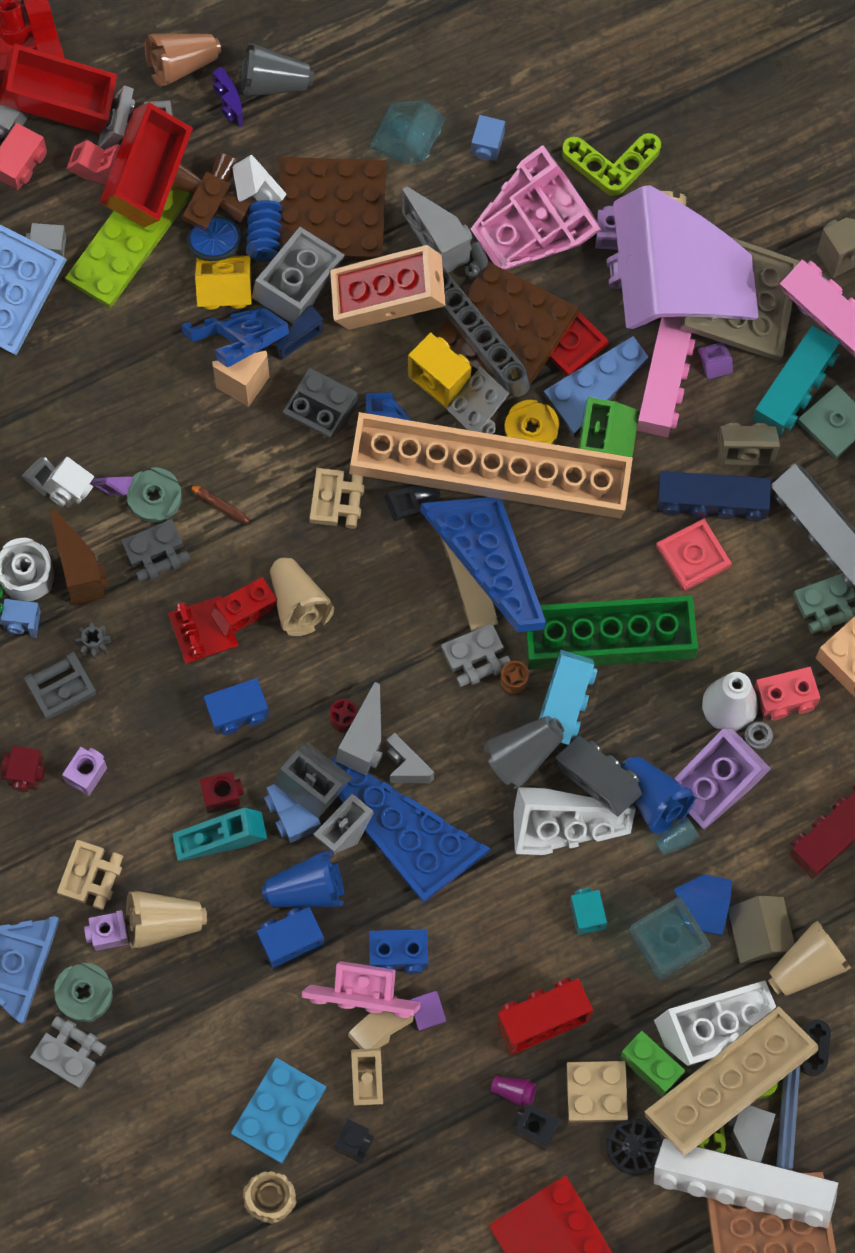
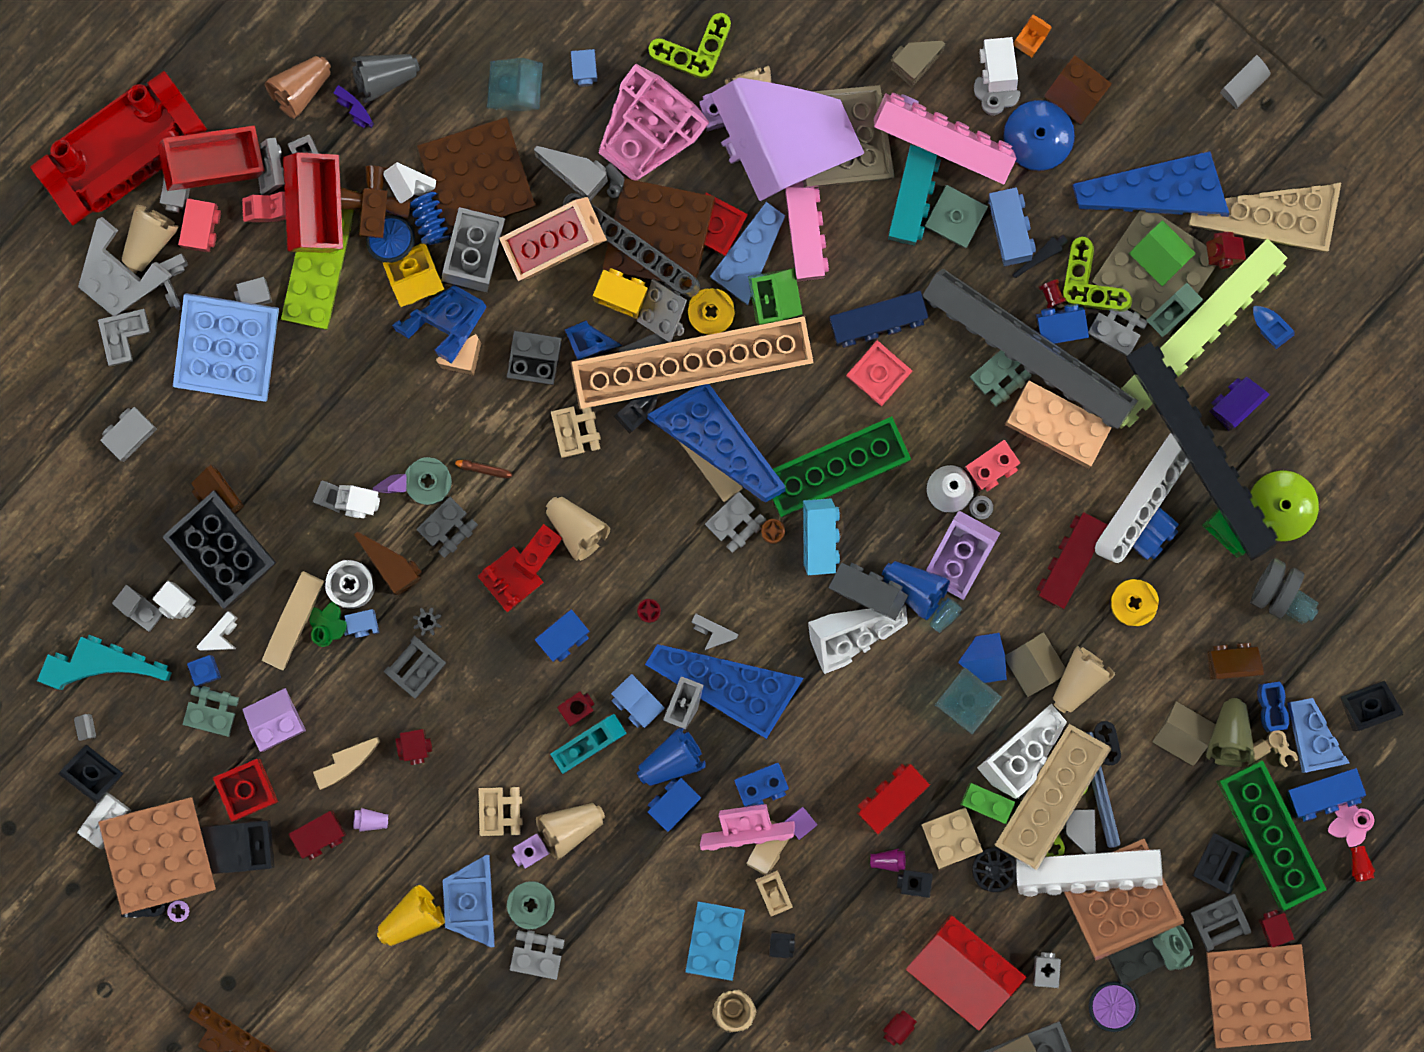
camera: 20 degrees left, 15 degrees up
(85, 782) = (455, 737): lavender brick -> none
(302, 331) = (496, 291): dark blue slope -> none
(311, 779) = (647, 676): dark grey slope -> none
(363, 739) = (673, 625): light grey slope -> none
(523, 749) = (802, 593): dark grey cone -> none
(588, 911) = (896, 699): teal brick -> none
(716, 360) = (840, 197): medium lavender slope -> none
(747, 445) = (891, 265): dark tan slope -> none

